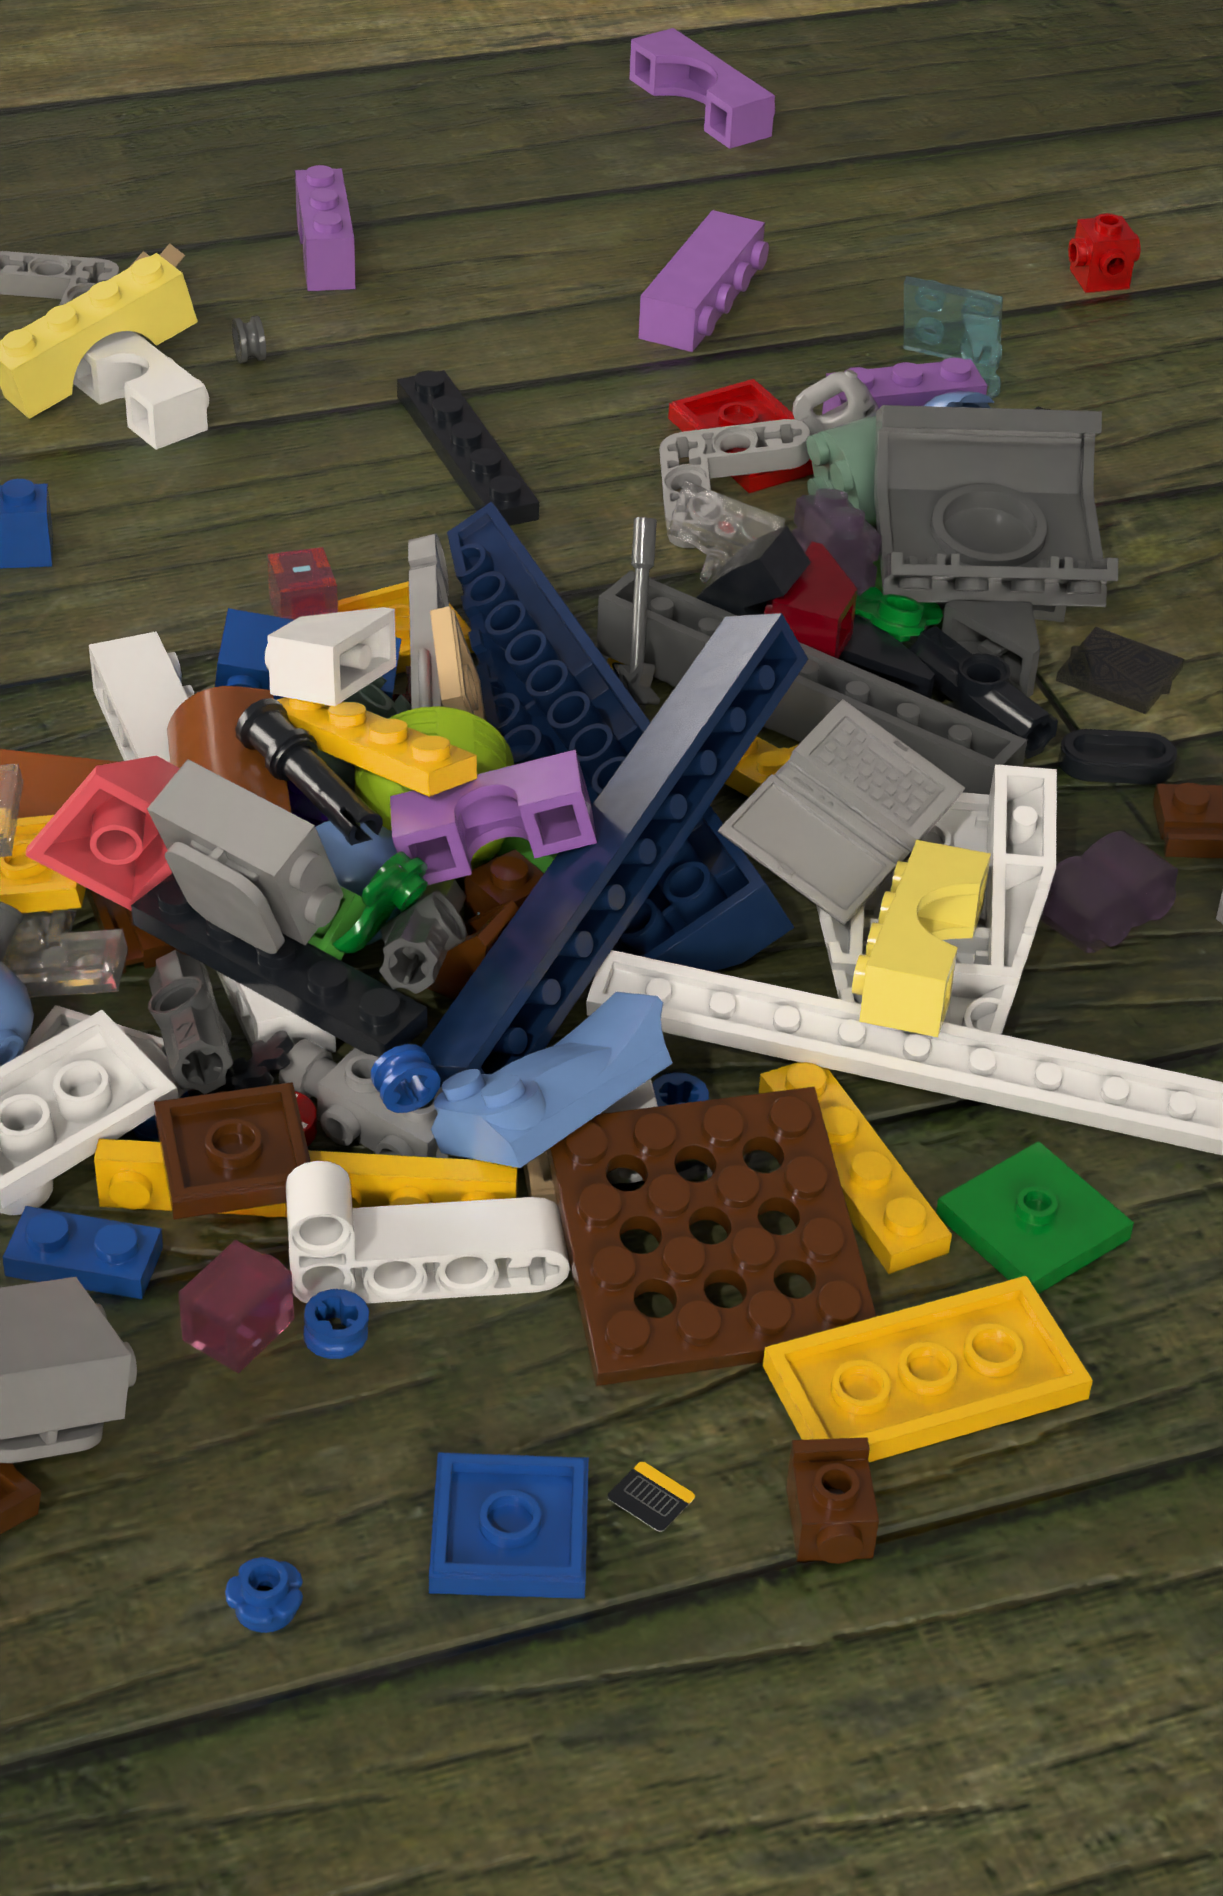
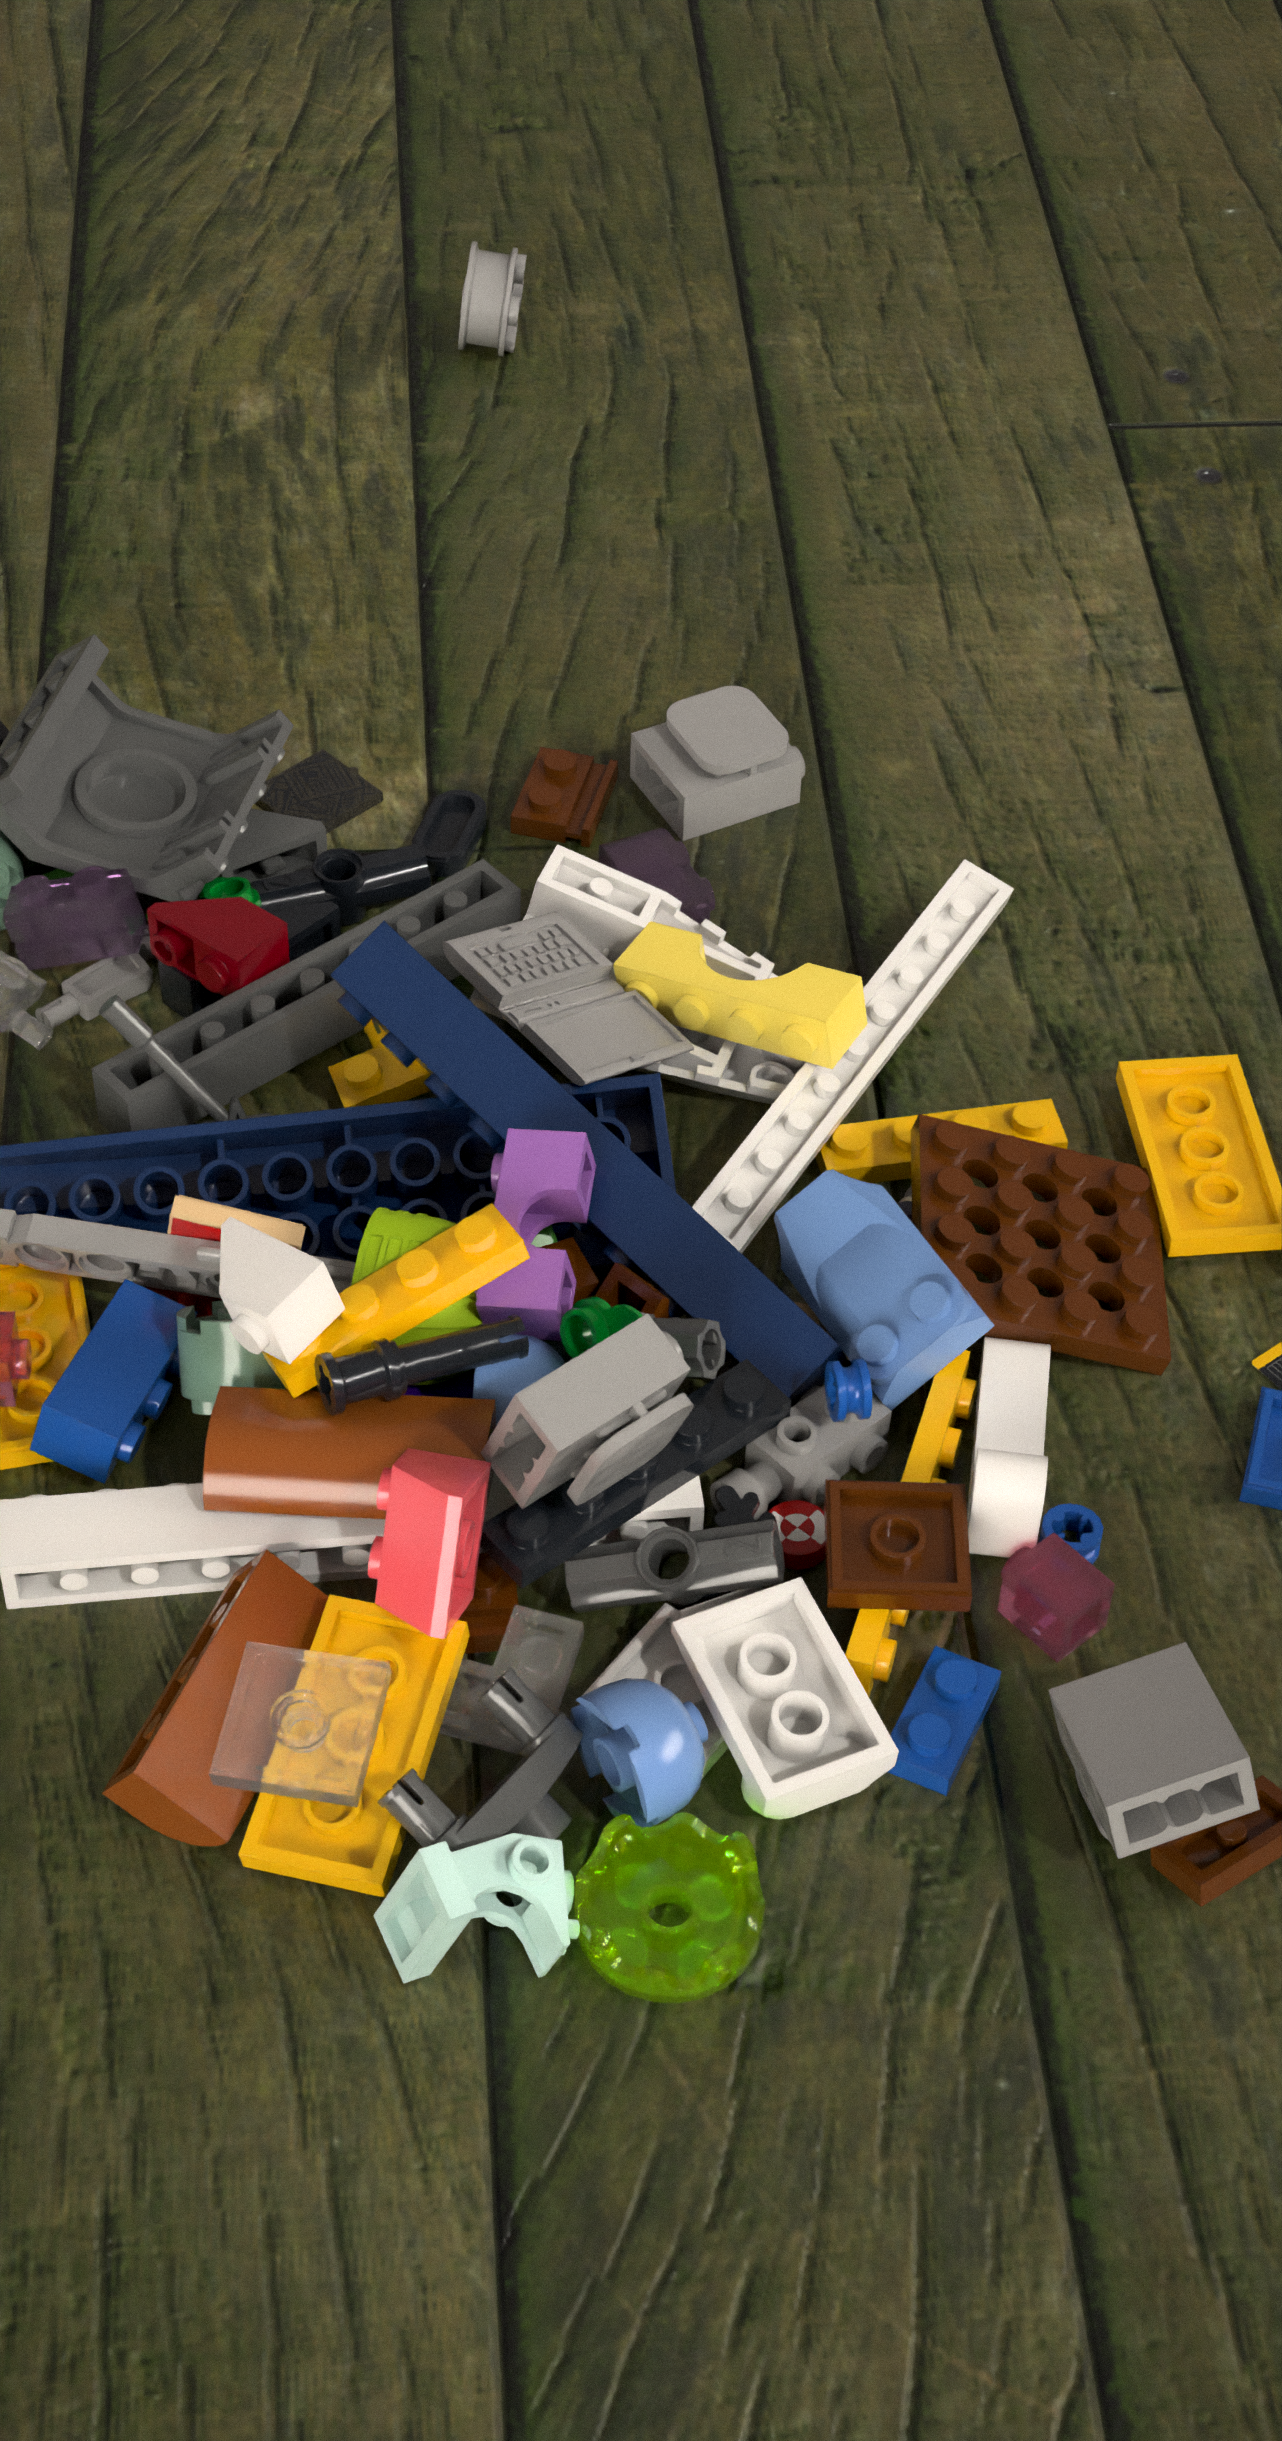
camera: 75 degrees left, 5 degrees up
(757, 574) = (173, 974): black slope -> none
(1034, 1218) = (1033, 1048): green plate -> none

